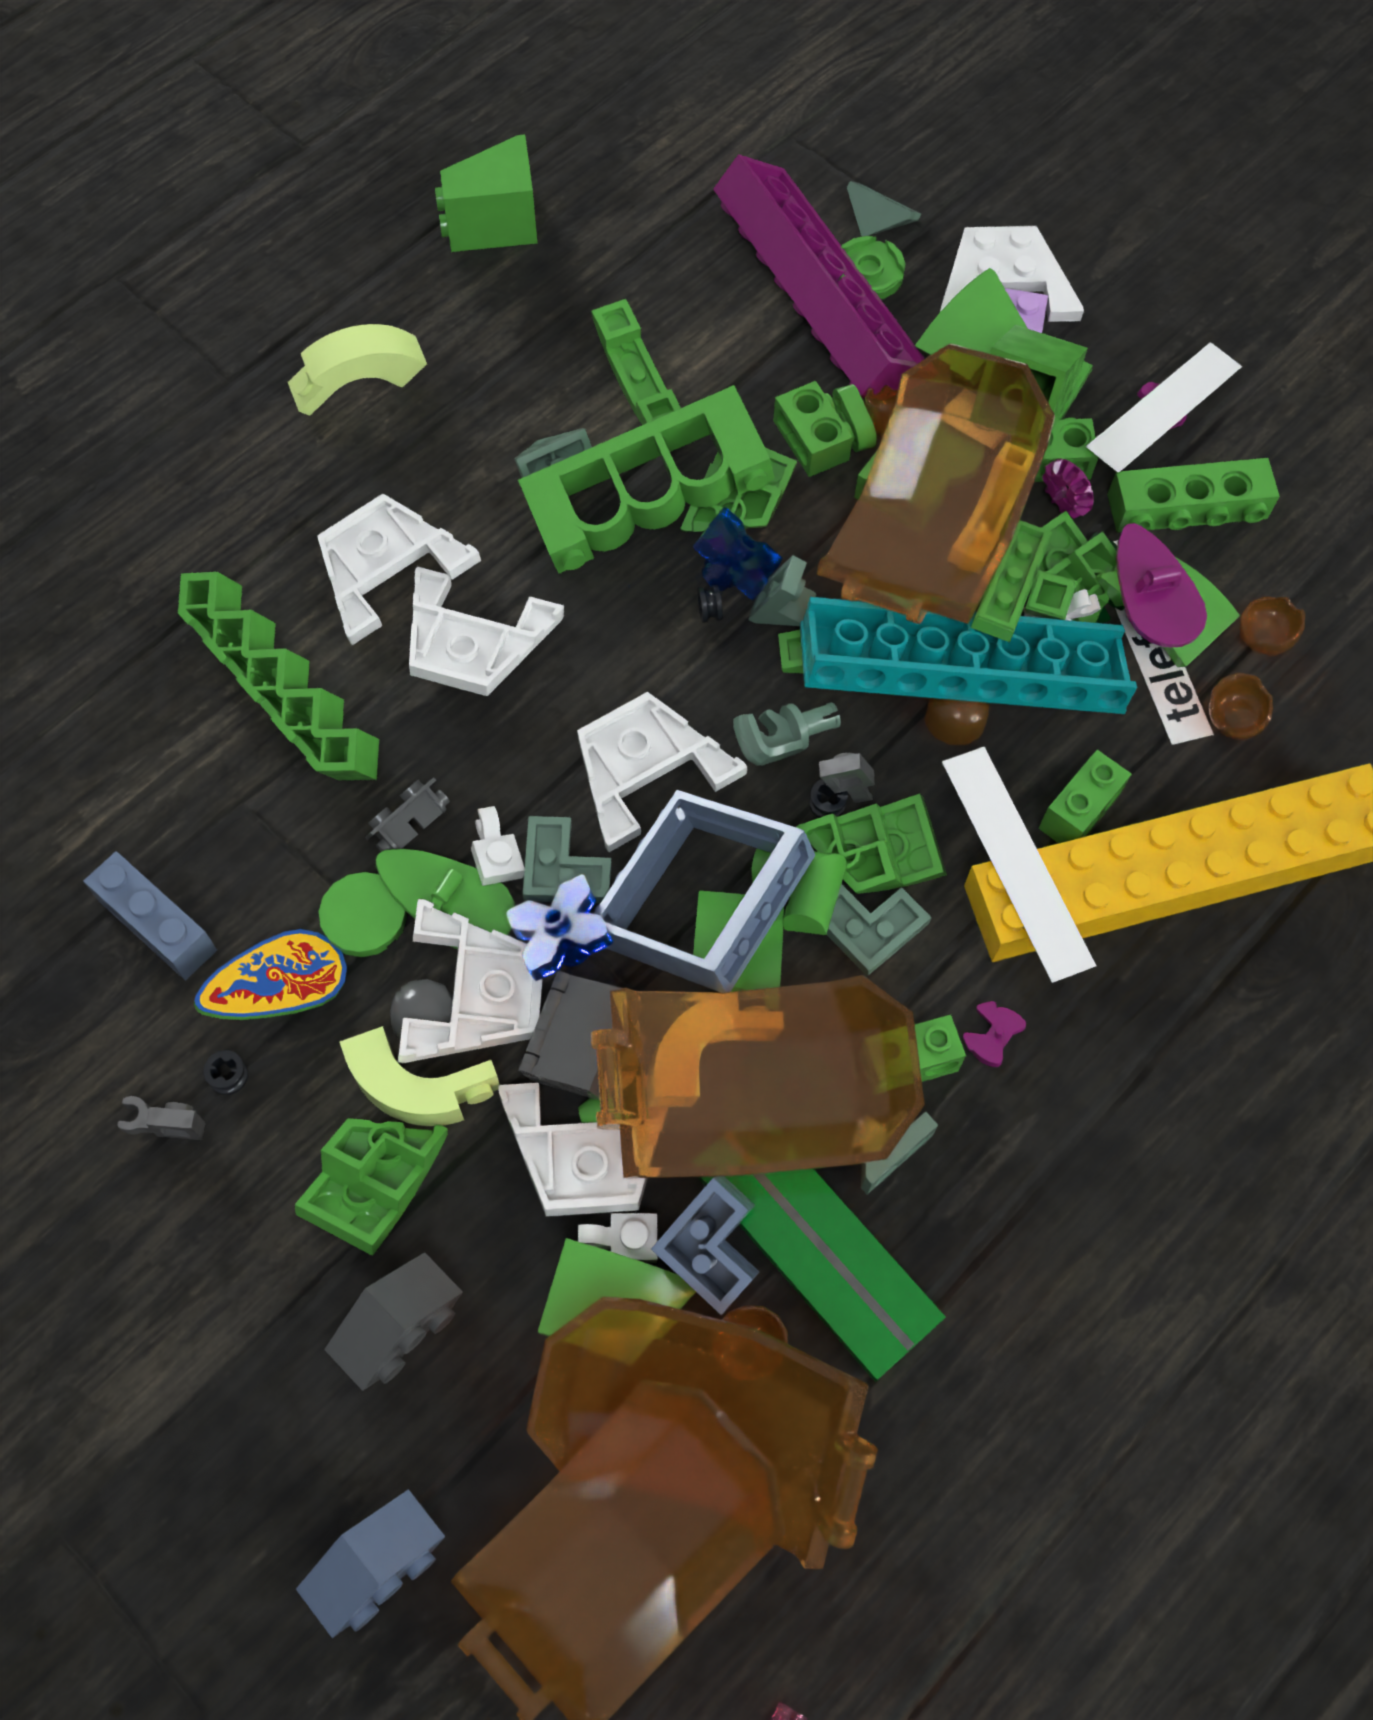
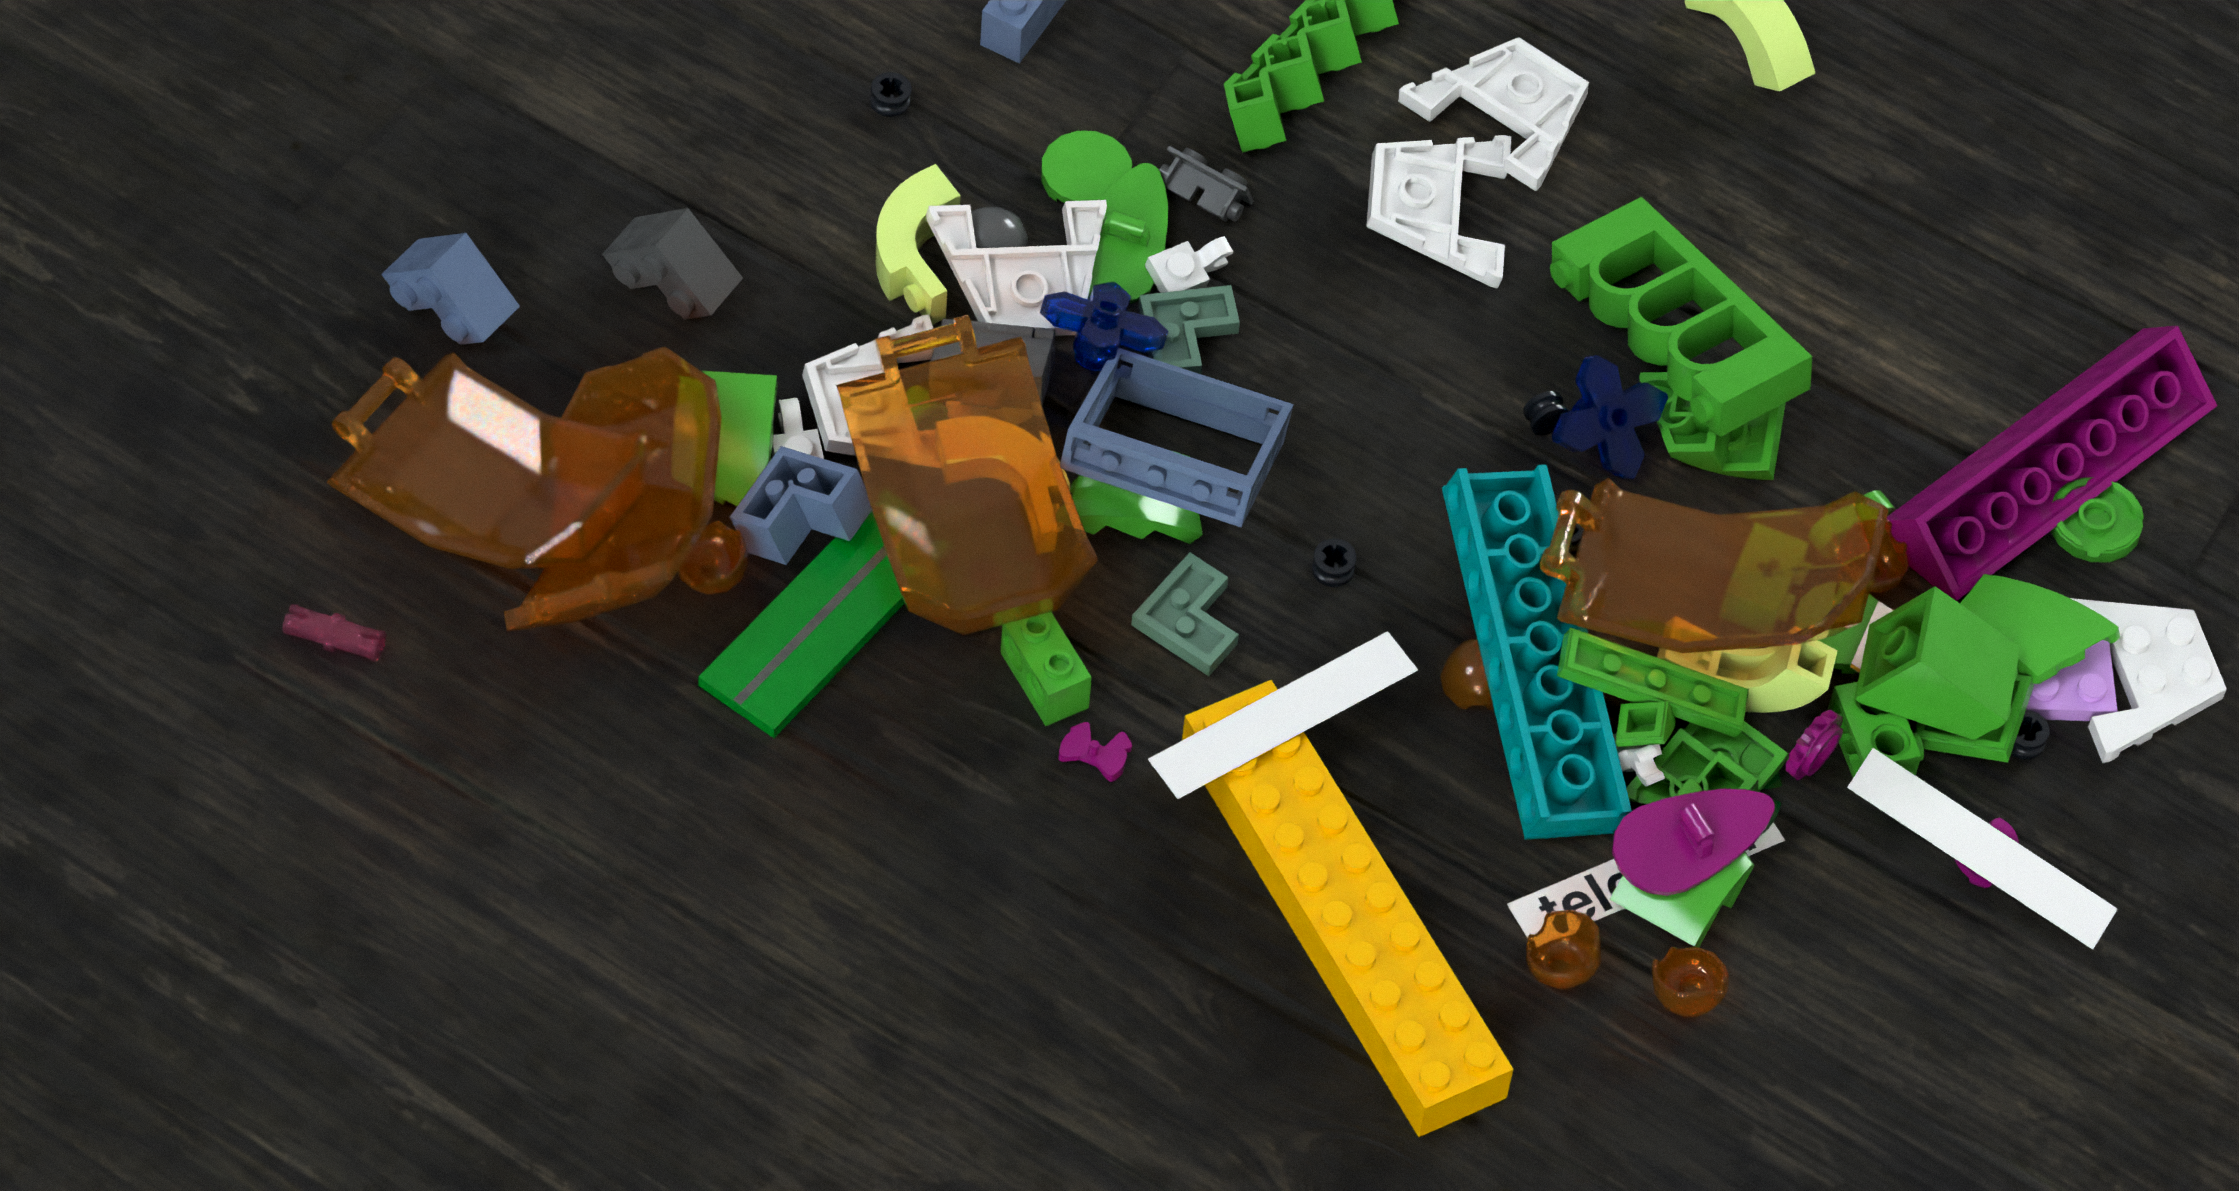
camera: 75 degrees right, 10 degrees down
(173, 1121) = (829, 58): flat silver plate -> none
(275, 978) = (993, 106): shield -> none
(369, 1179) = (810, 231): bright green slope -> none
(488, 199) = (2034, 104): bright green slope -> none
(552, 450) = (1701, 230): sand green slope -> none
(632, 363) = (1856, 294): bright green slope -> none
(637, 747) = (1341, 371): white wing -> none
(784, 596) = (1573, 467): sand green slope -> none
(787, 732) = (1374, 484): sand green piece -> none
(813, 428) = (1817, 475): bright green brick -> none
(815, 894) = (1210, 544): bright green brick -> none
(850, 774) = (1354, 556): flat silver plate -> none
(876, 211) = (2194, 514): sand green slope -> none
(881, 845) = (1287, 616): bright green slope -> none
(916, 1135) = (933, 656): sand green slope -> none
(1085, 799) = (1396, 800): bright green brick -> none
(1193, 495) = (1839, 822): bright green brick -> none

